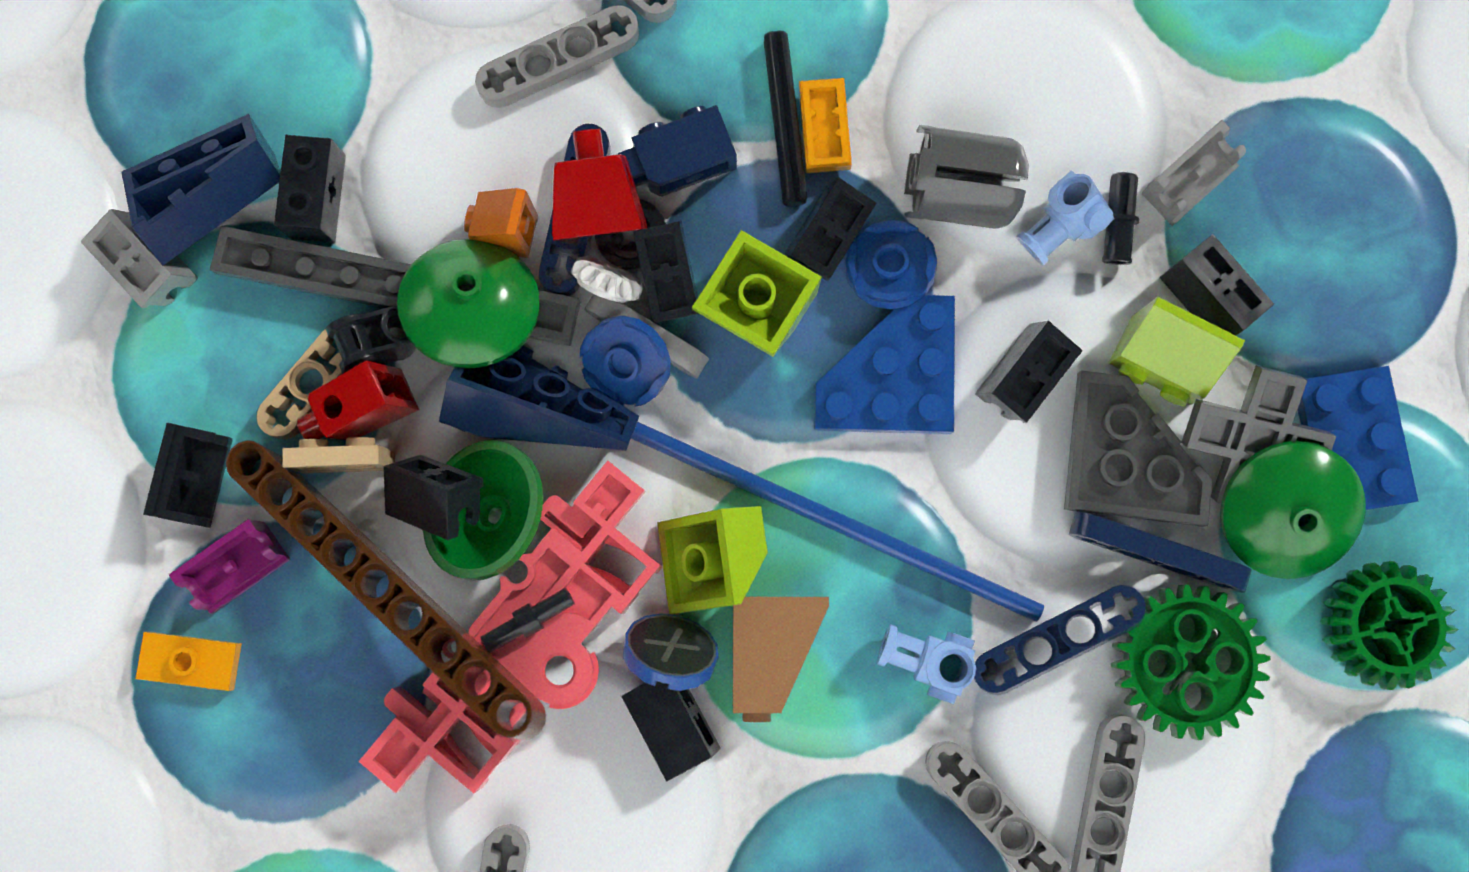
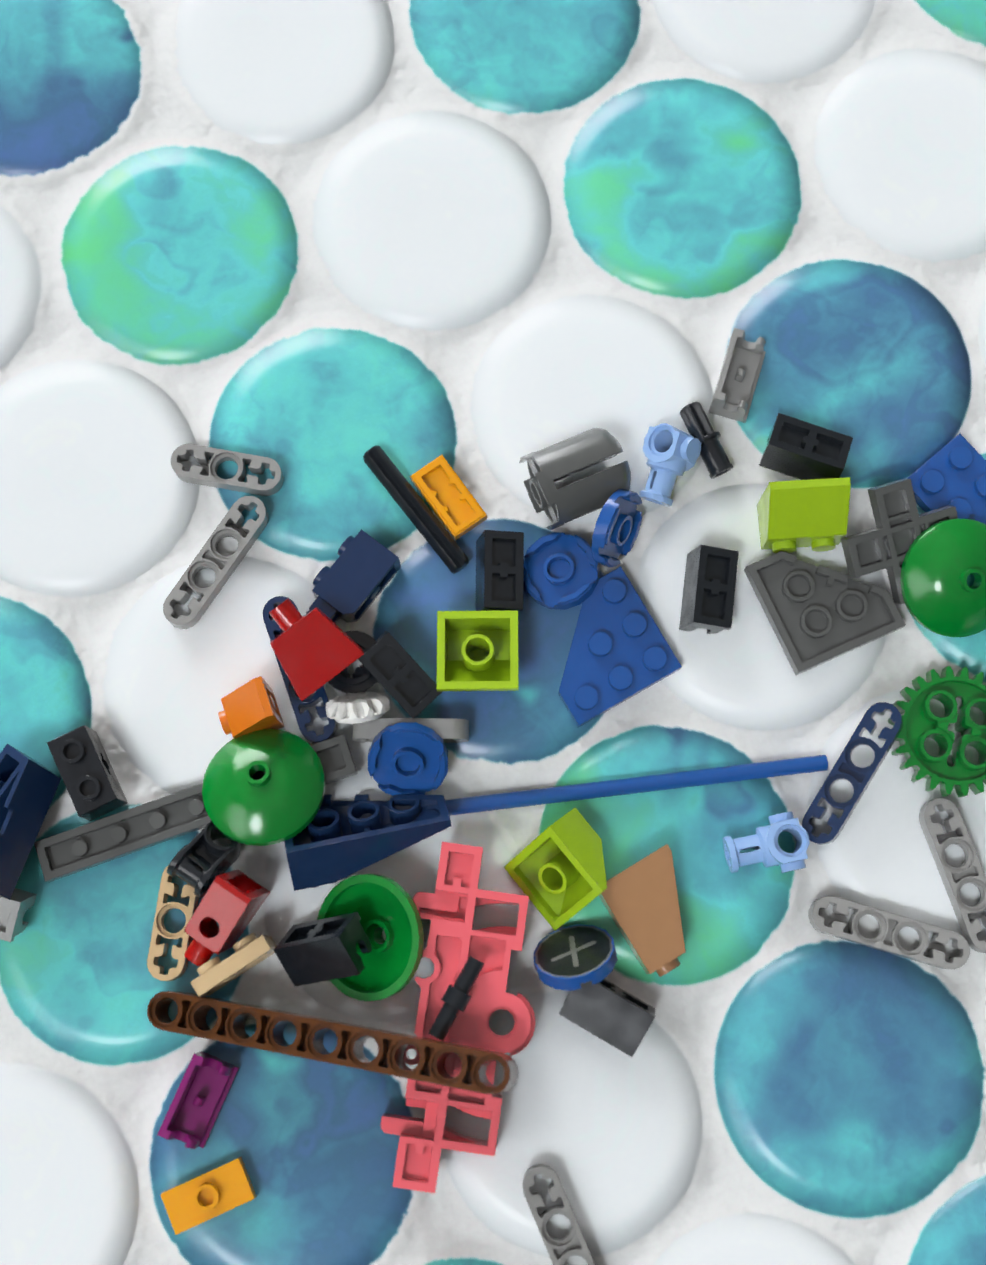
camera: 30 degrees left, 5 degrees down
(188, 475) = (123, 1050): black hinge -> none
(973, 253) = (616, 527): none -> blue tile
(1160, 552) = (883, 664): dark blue beam -> none

